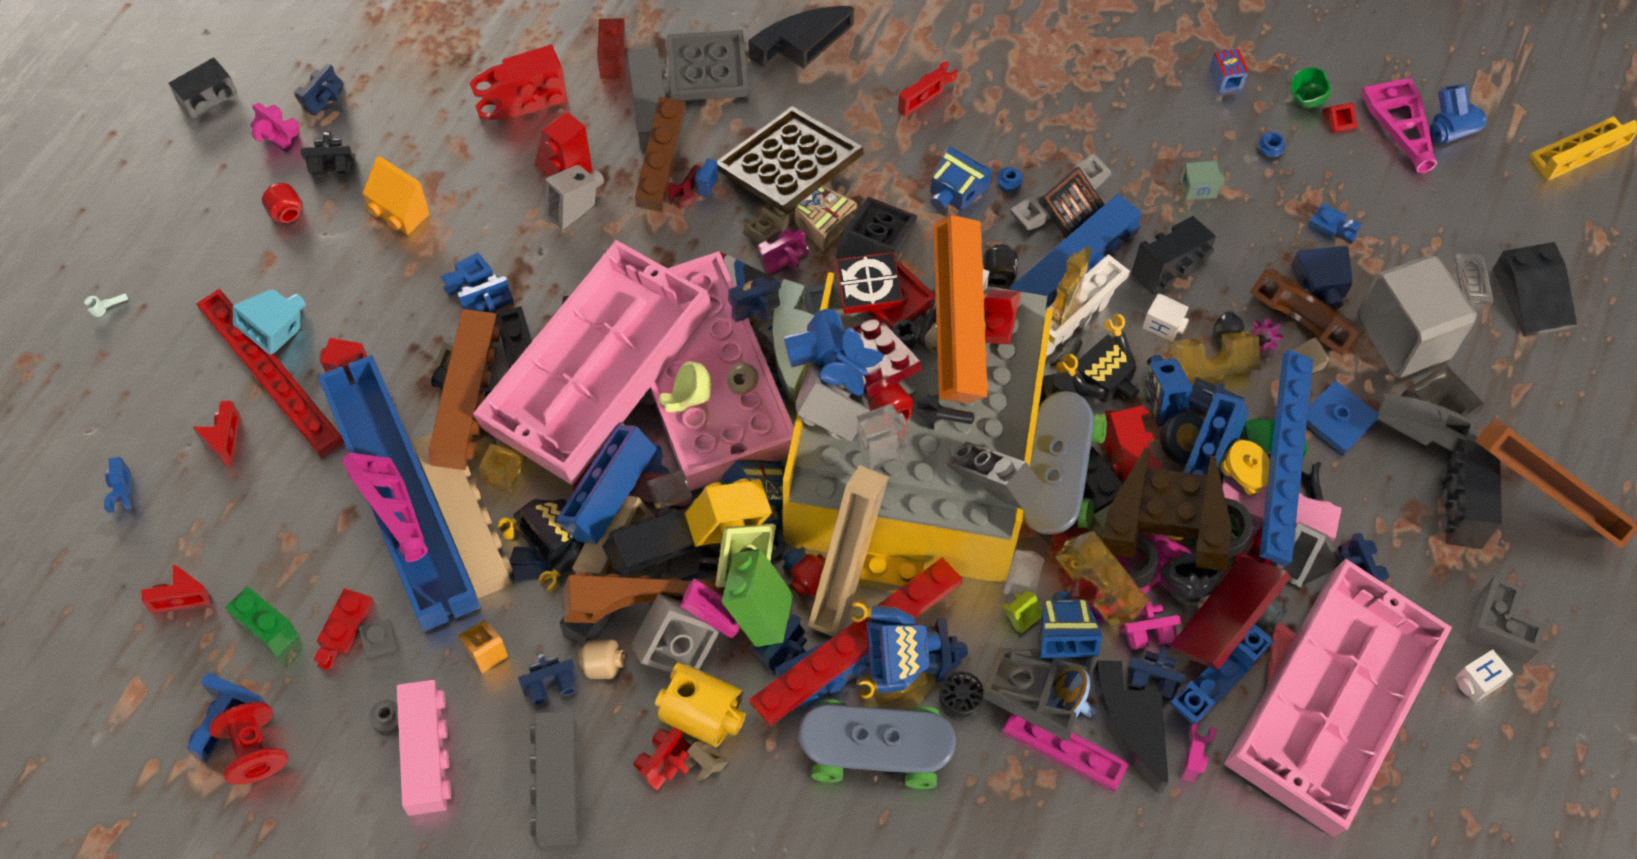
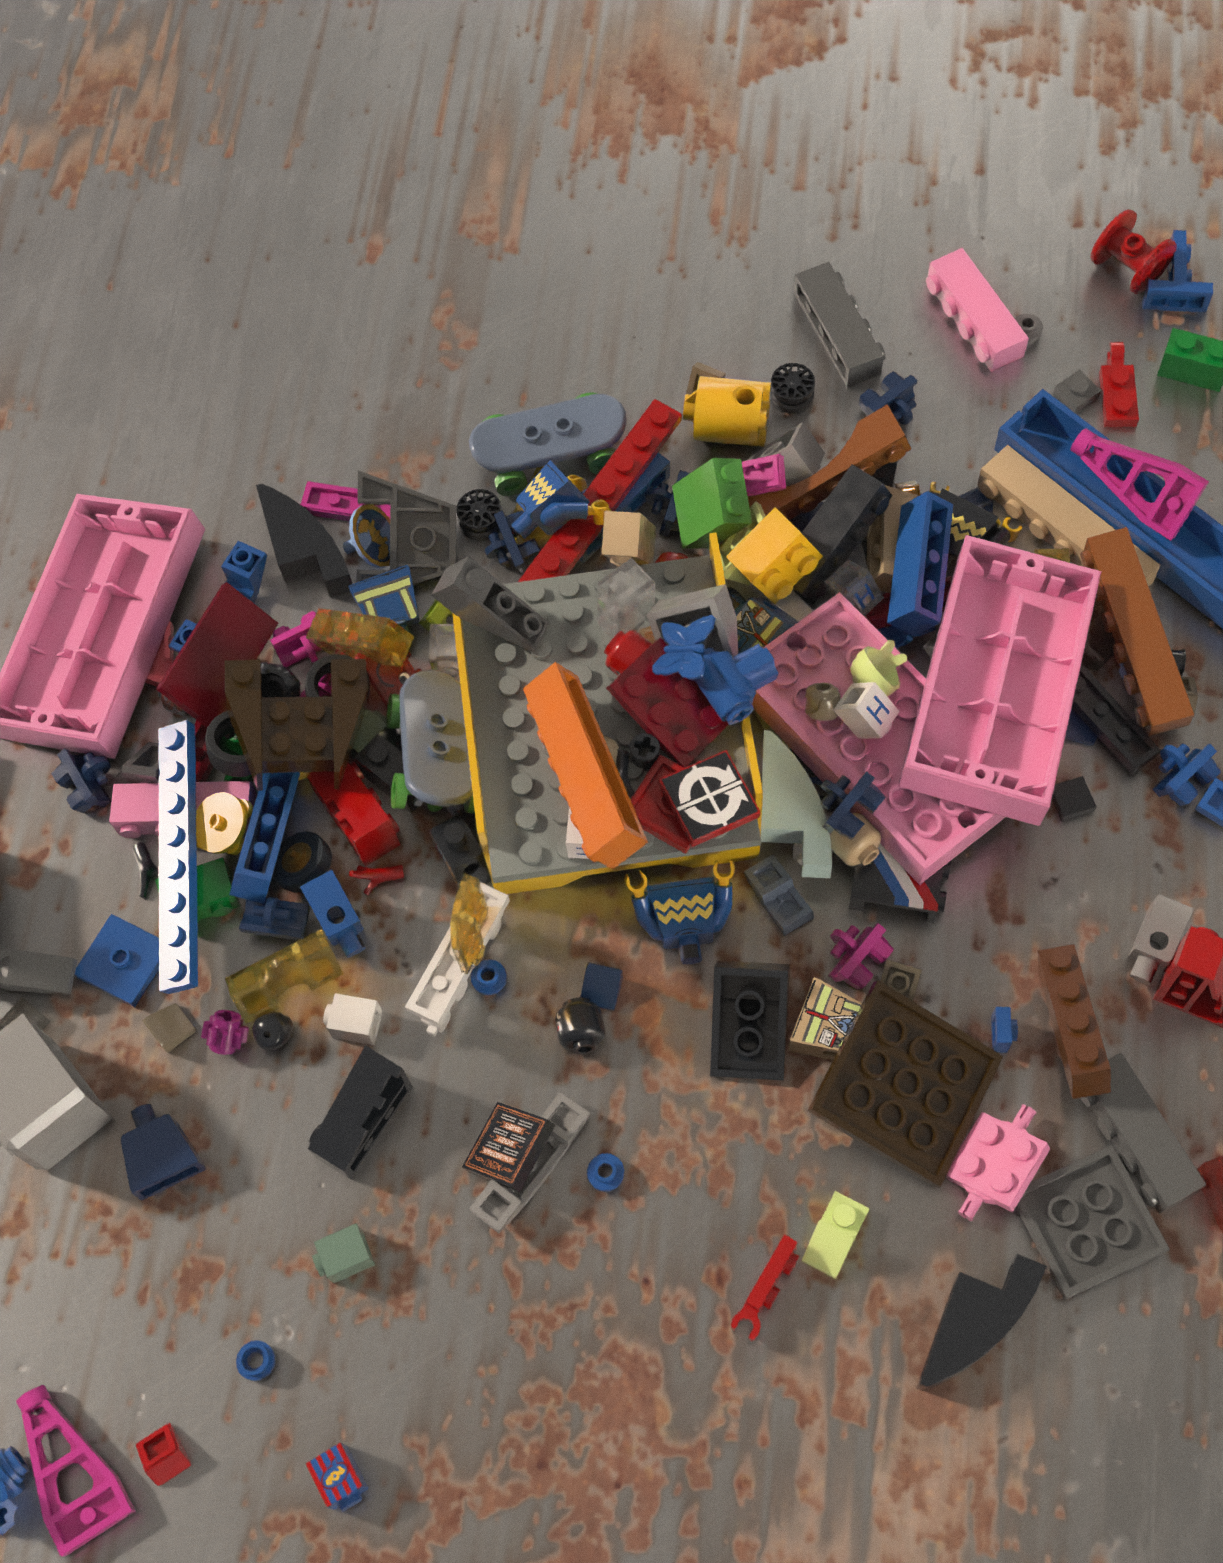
camera: 170 degrees right, 5 degrees up
(484, 646) = (970, 409): light orange slope -> none
(600, 658) = (840, 430): tan head -> none
(628, 726) = (792, 390): none -> black wheel
(666, 760) = (751, 360): red hips -> none
(676, 190) = (1025, 1016): dark red bar -> none
(714, 354) = (866, 710): none -> white brick
(748, 106) = (997, 1162): none -> bright pink plate
(869, 107) = (835, 1235): none -> yellowish green slope
(939, 413) = (583, 663): black bar -> none
(958, 180) = (673, 1138): blue torso -> none
(1000, 315) = (540, 812): red slope -> none
(1101, 232) = (486, 1069): blue brick -> none
(1105, 367) = (414, 918): black torso -> none
(1142, 670) = (288, 595): dark blue hips -> none
(1195, 760) = (235, 527): dark pink plate -> none
(1310, 87) = (209, 1477): green hair -> none
(1324, 321) = (136, 1065): reddish brown arch -> none
(1331, 222) = (159, 1252): blue plate -> none

